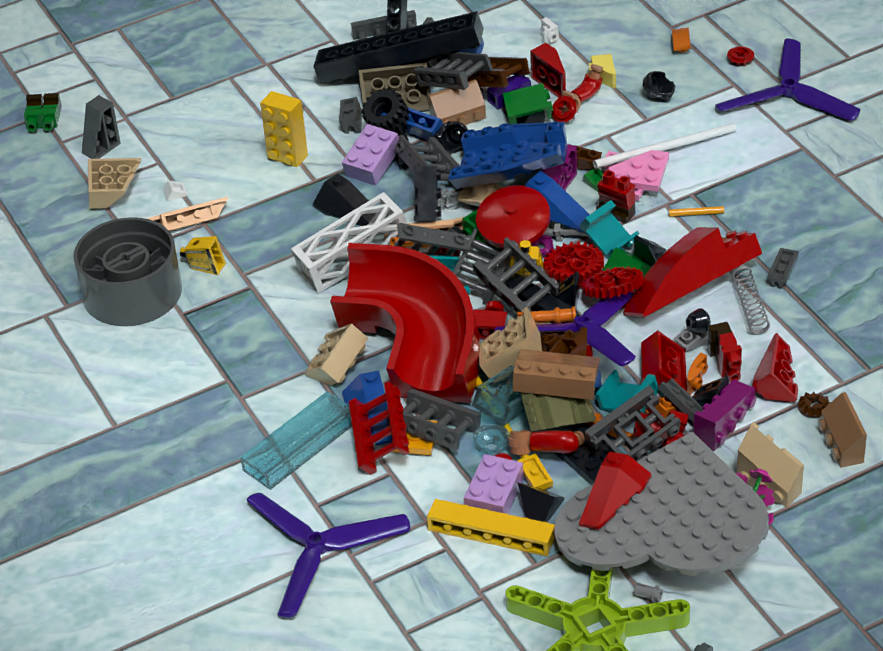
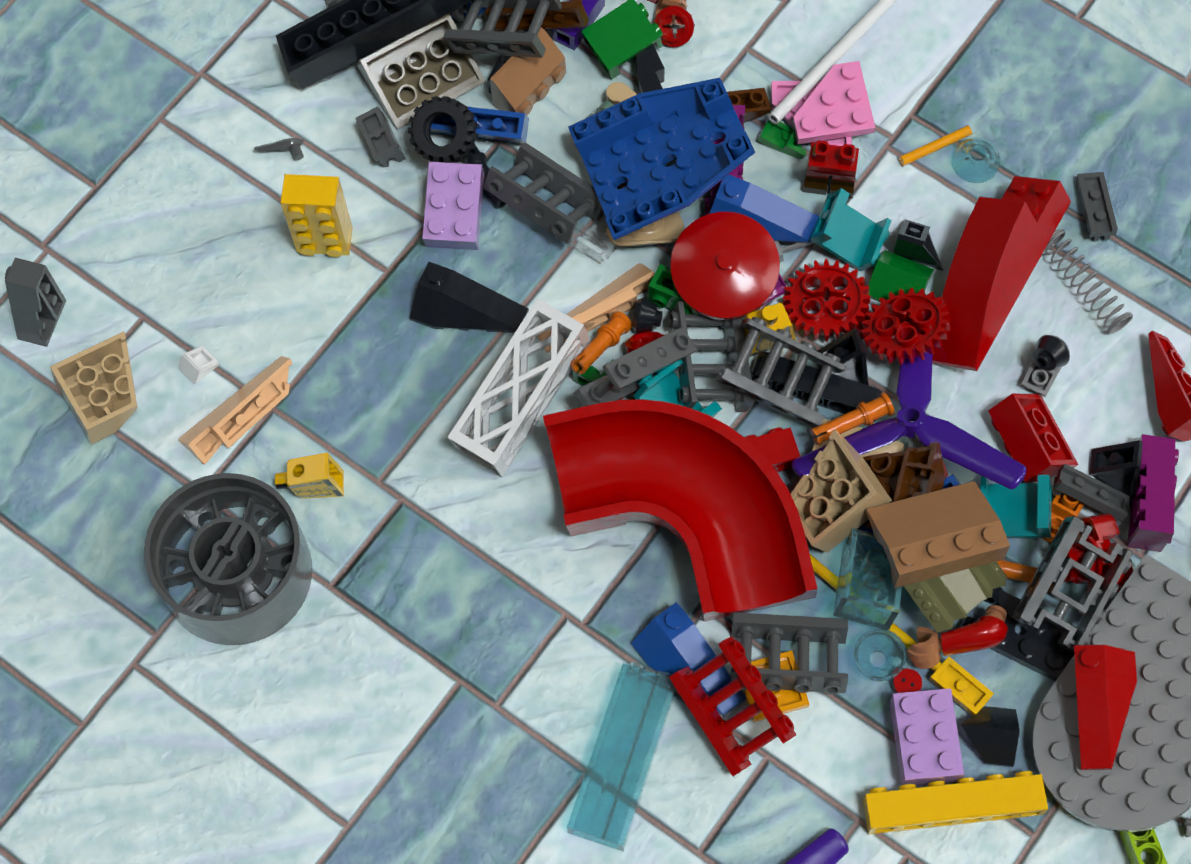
camera: 25 degrees left, 25 degrees up
(336, 355) = (594, 589): tan wedge -> none
(427, 193) = (579, 263): black wedge -> none
(449, 136) = (546, 133): black hair -> none
(494, 306) = (763, 422): red tile -> none
(695, 373) = (1081, 439): orange slope -> none
(724, 347) = (1107, 389): red hips -> none
(725, 225) = (975, 169): none -> clear light blue piece

